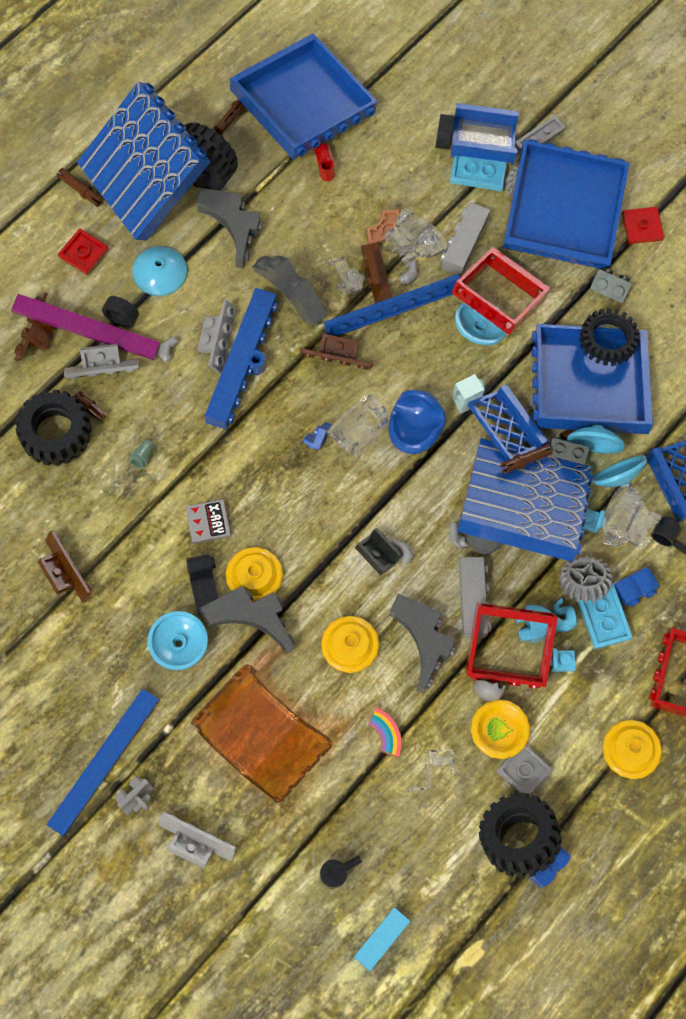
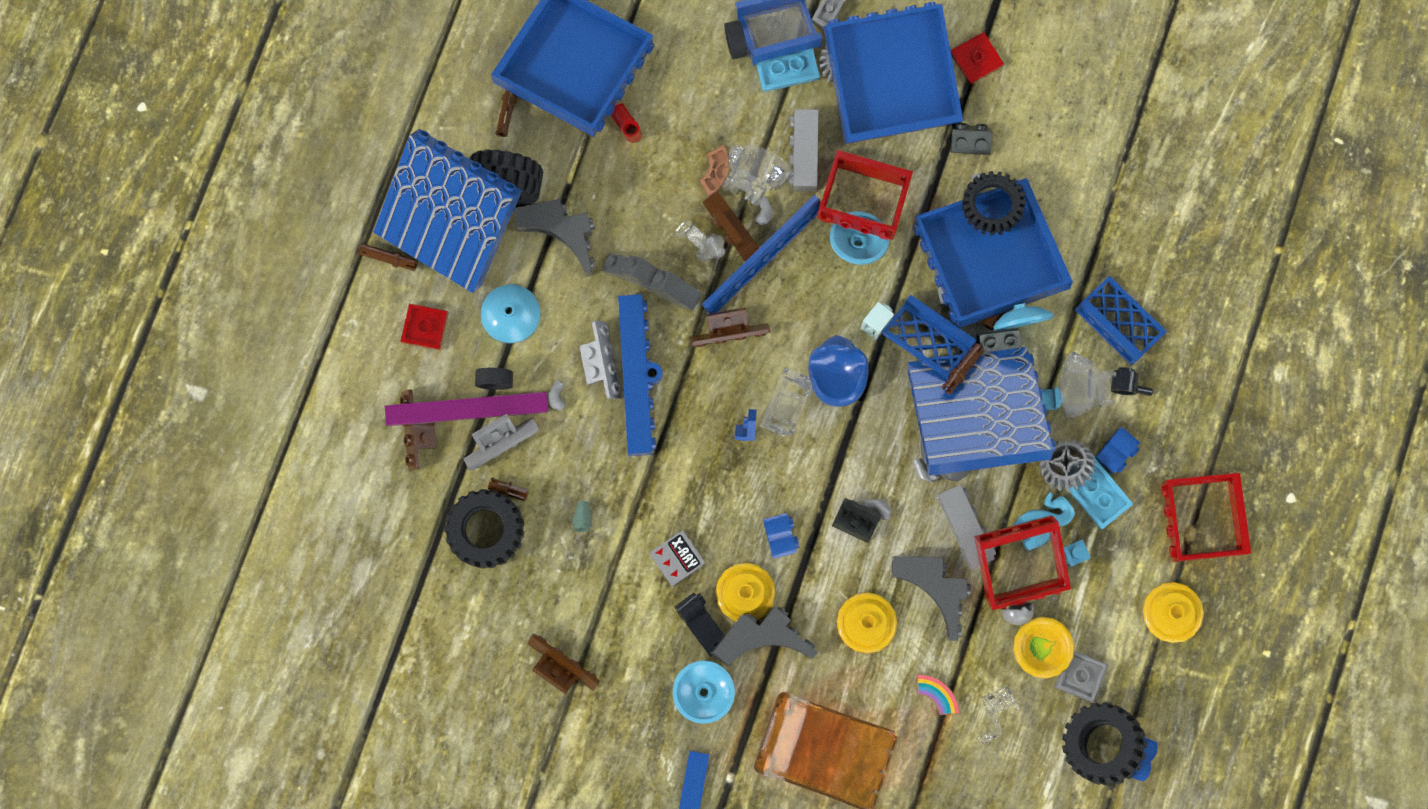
camera: 15 degrees left, 10 degrees up
(305, 538) = (780, 535): none -> blue brick
(620, 472) = (1058, 341): medium azure dish -> none

